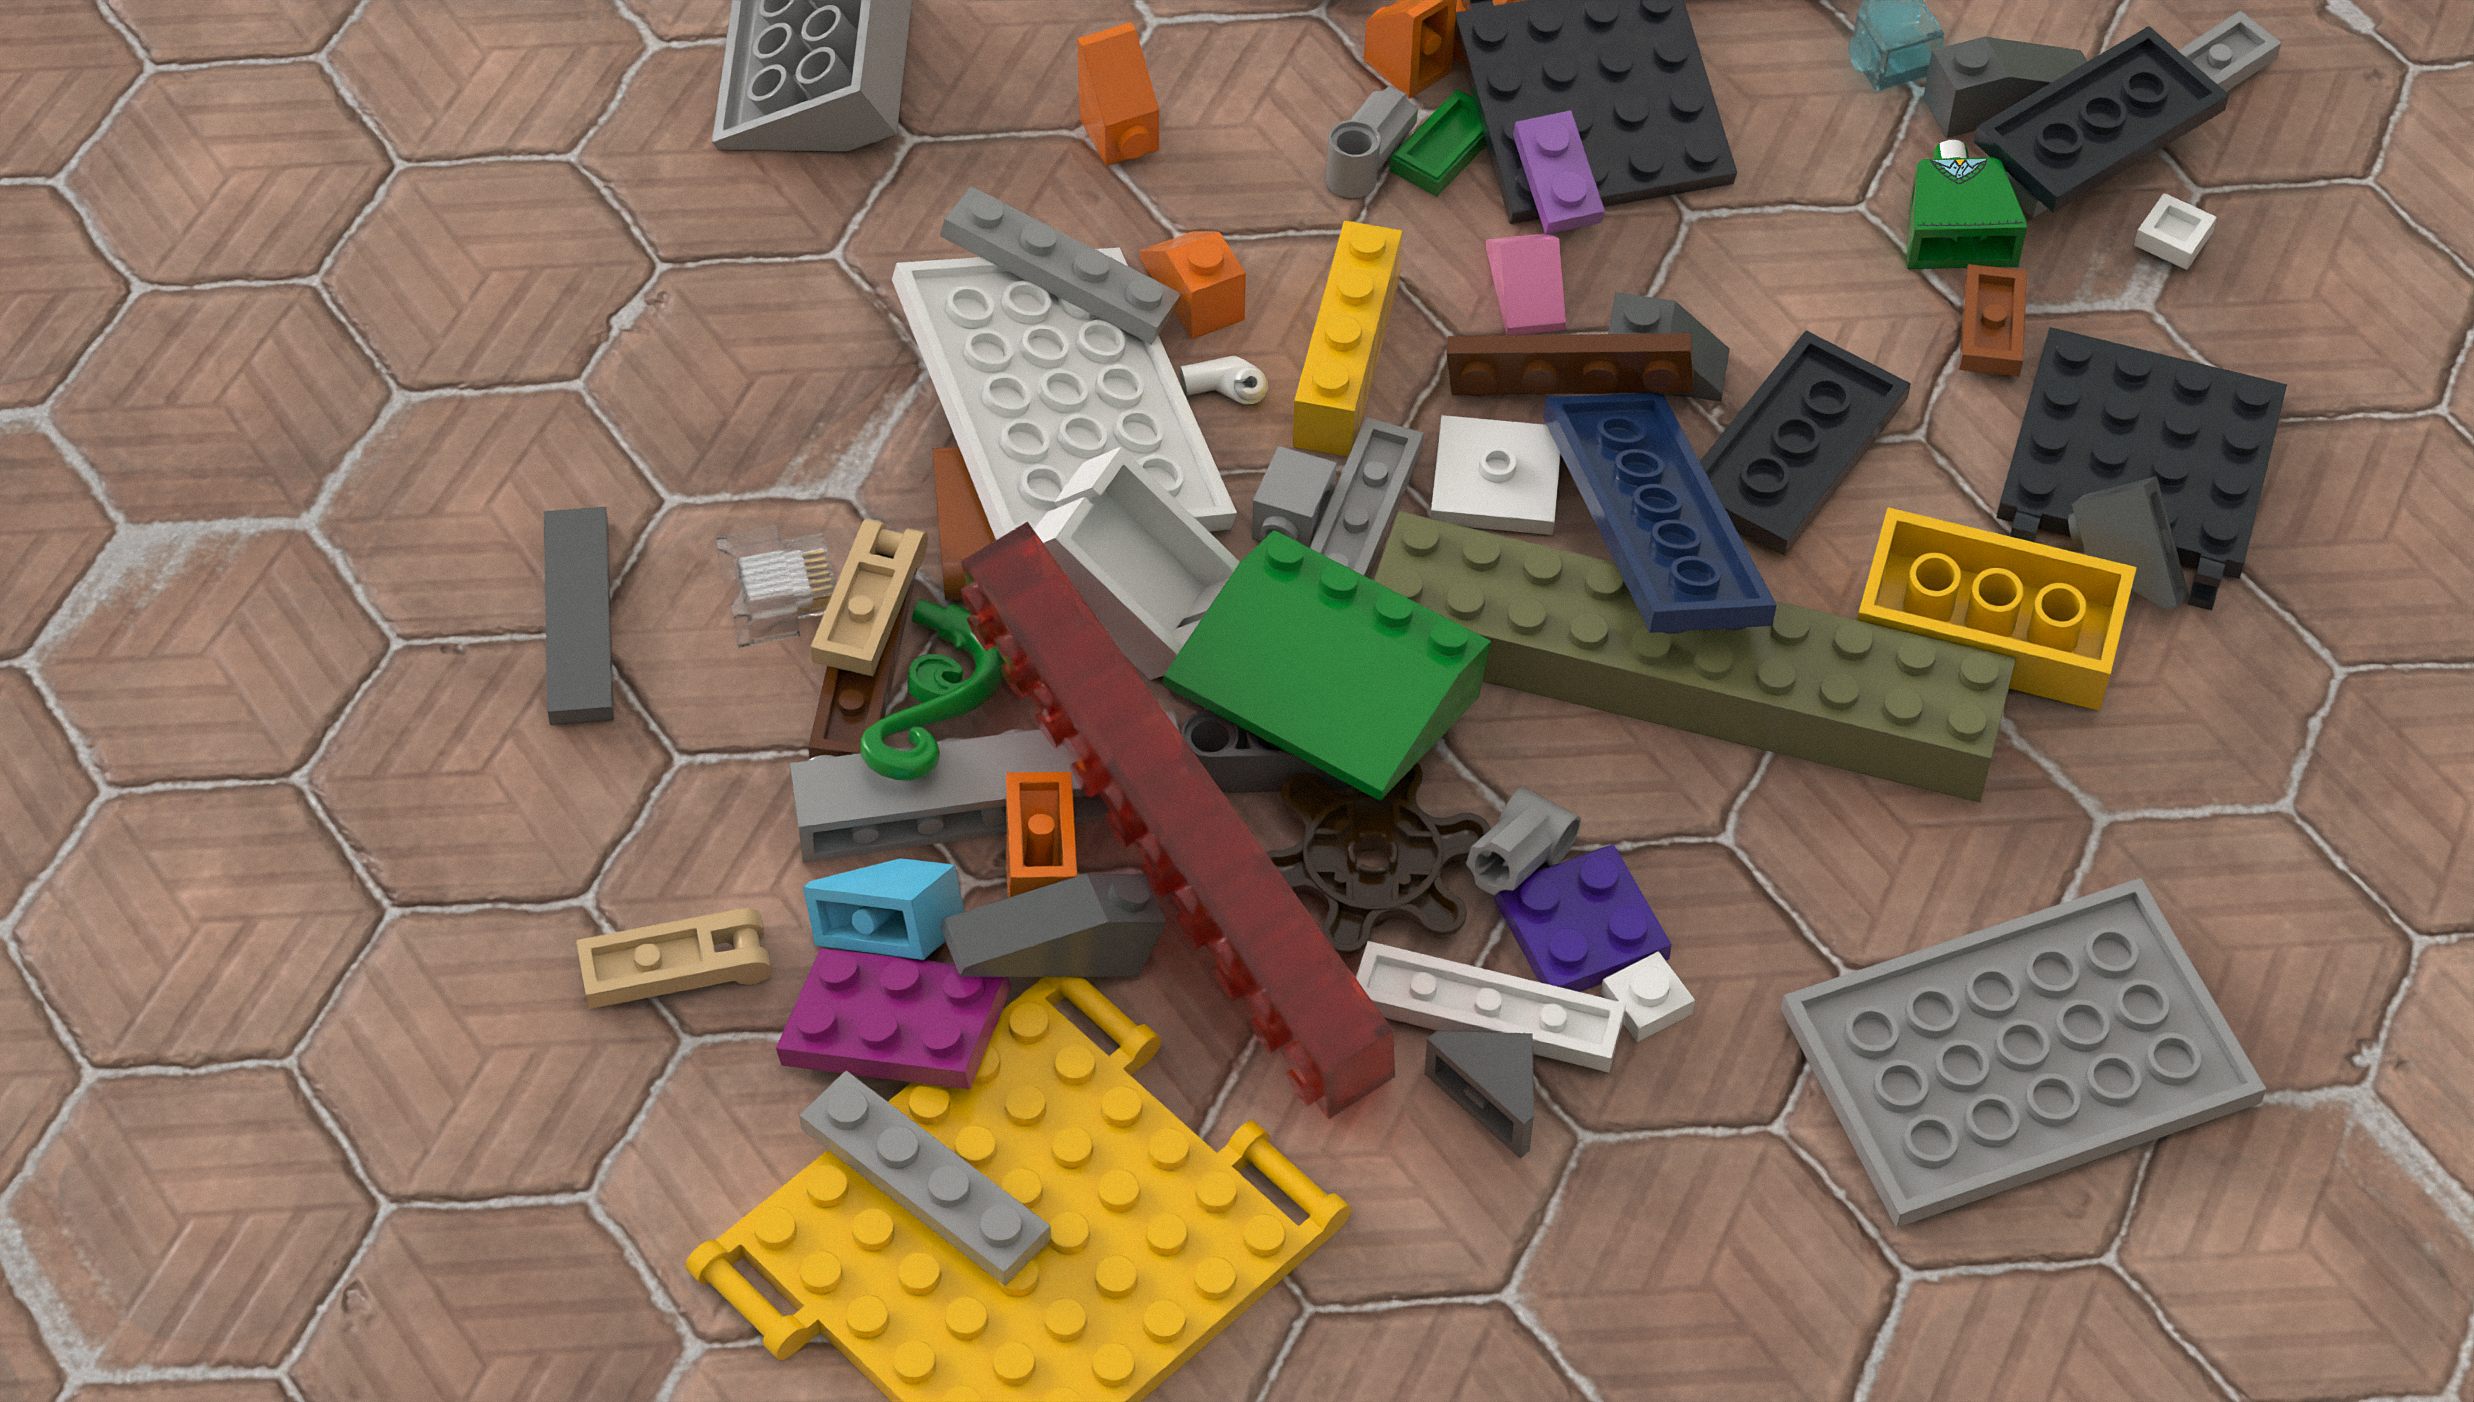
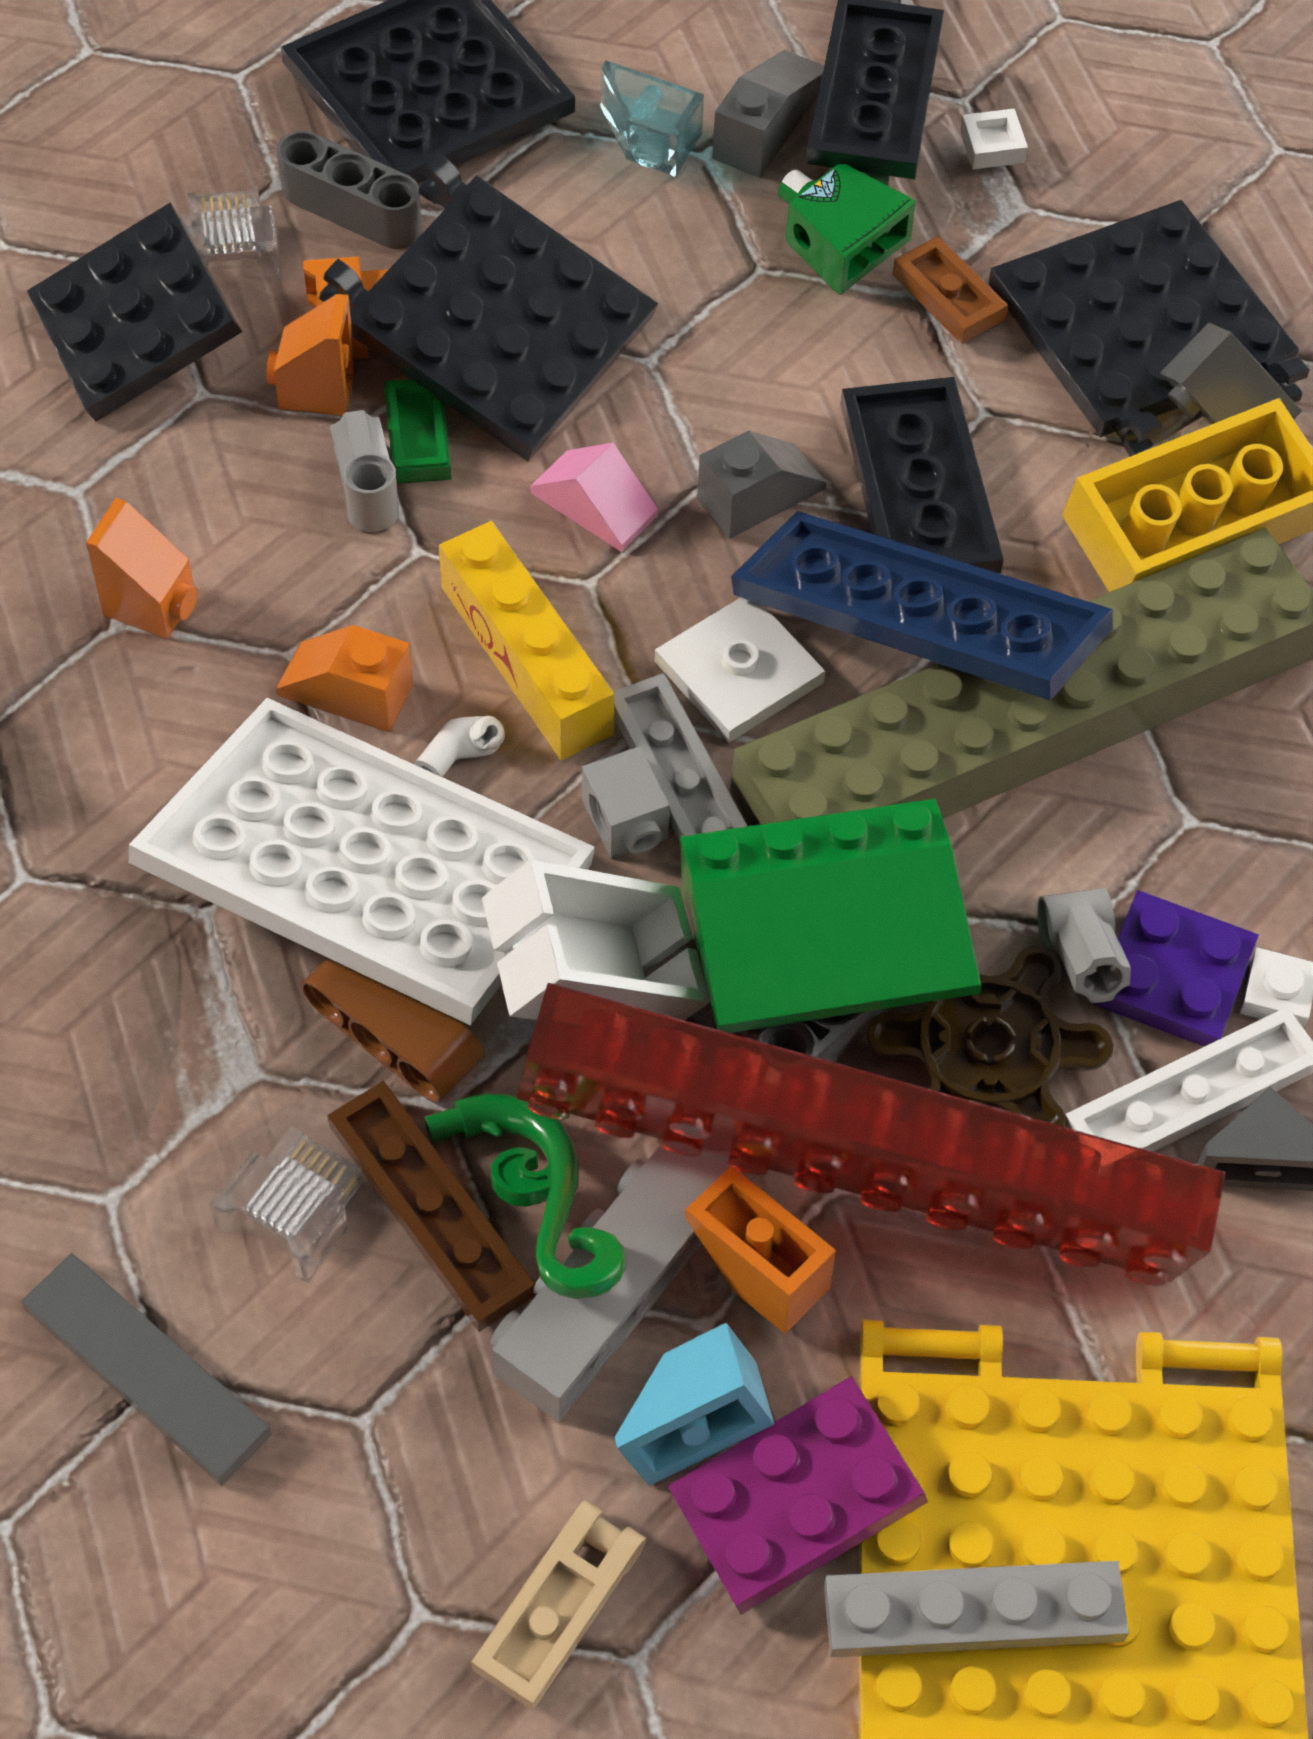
camera: 45 degrees left, 5 degrees up
(868, 597) = (400, 1152): tan plate -> none
(1060, 264) = (249, 746): light grey plate -> none
(1061, 930) = (856, 1307): dark grey slope -> none
(1558, 172) = (545, 391): medium lavender plate -> none
(1571, 364) = (715, 537): reddish brown plate -> none

